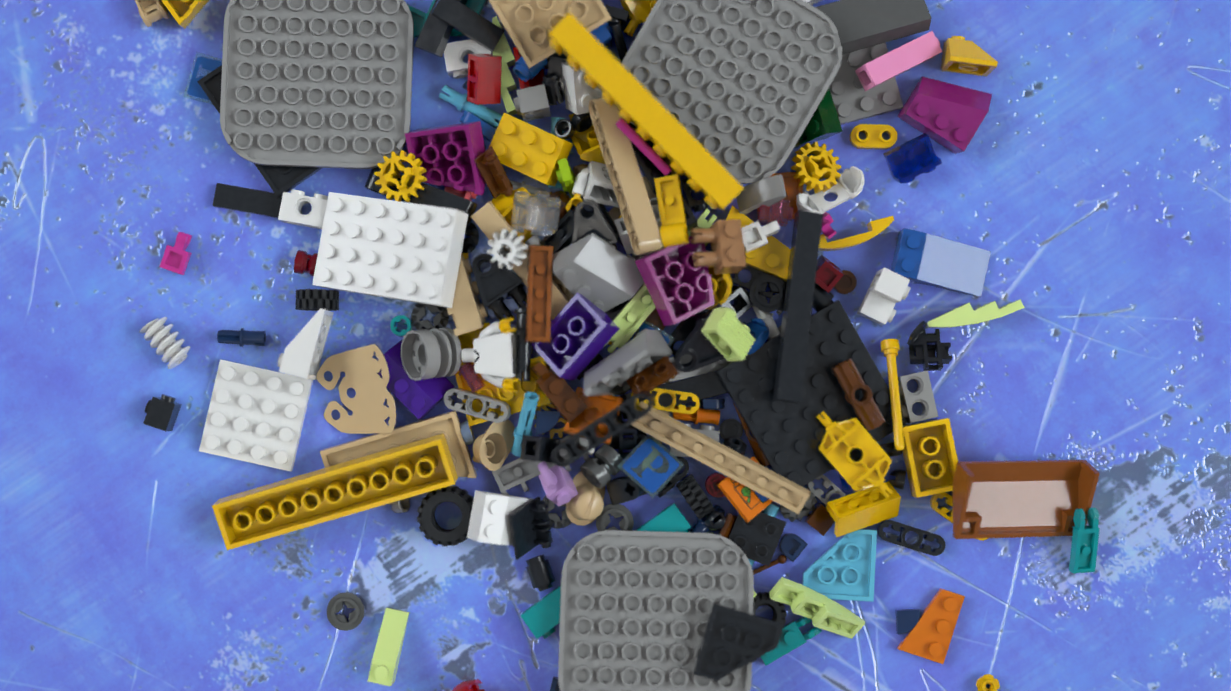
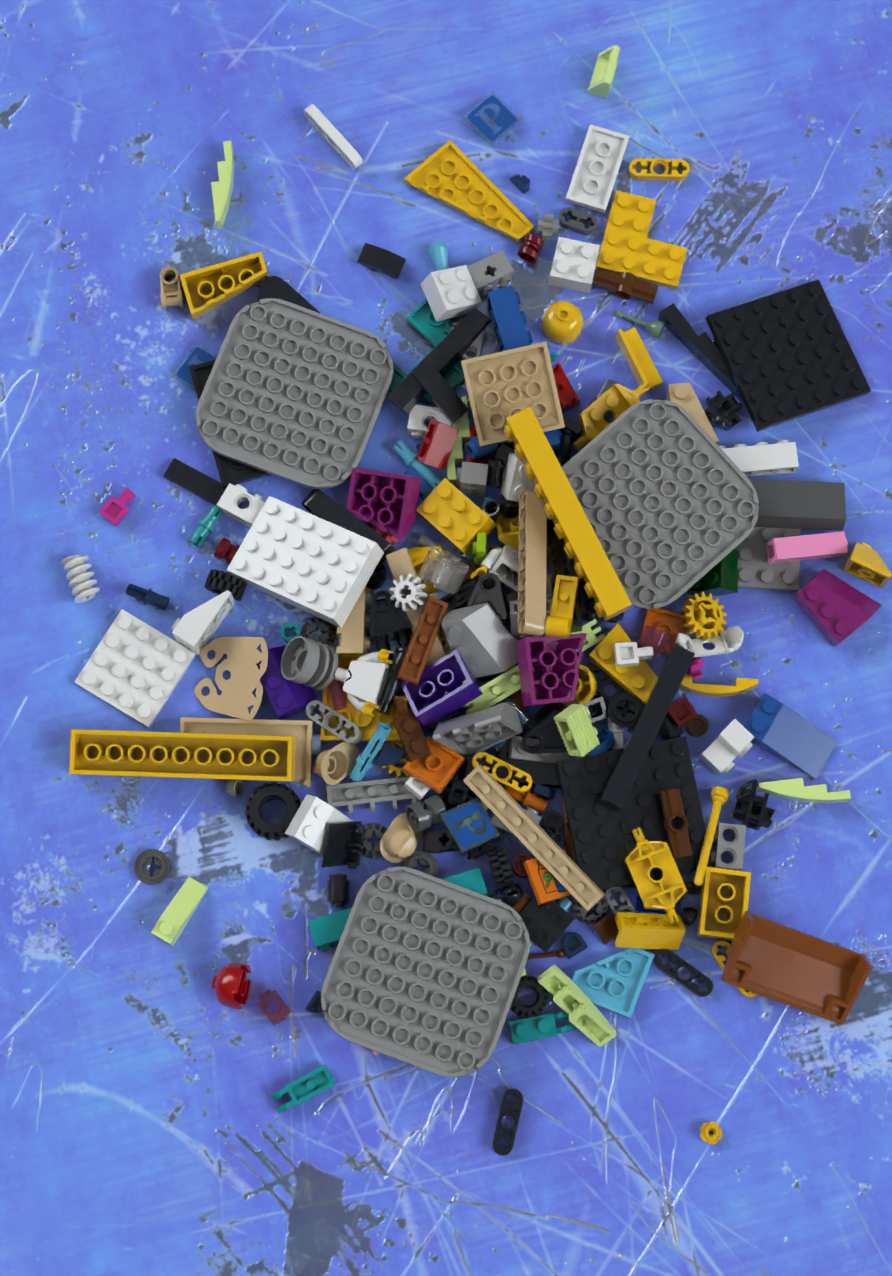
camera: 15 degrees right, 10 degrees down
(162, 412) = (54, 637): black brick -> none
(275, 244) = (205, 526): none -> teal pin
(390, 178) = (328, 497): yellow gear -> none
(493, 173) = (418, 526): reddish brown hinge -> none
(538, 448) = (376, 777): black brick -> none
(557, 483) = (380, 813): lavender brick -> none
(593, 434) = (428, 774): black beam -> none
(643, 146) = (556, 543): dark pink bar -> none
(652, 376) = (491, 747): reddish brown hinge -> none
(726, 246) = (601, 652): medium nougat brick -> none
(734, 641) = (492, 1003): black plate -> none
(762, 192) = (648, 619): light grey slope -> none
(873, 136) = (764, 606): yellow plate -> none
(906, 620) = (655, 1046): dark blue tile -> none
(912, 159) = (791, 637): clear blue bracket -> none
(935, 627) = (679, 1063): orange wing -> none
(1084, 541) = (840, 1029): teal hinge -> none

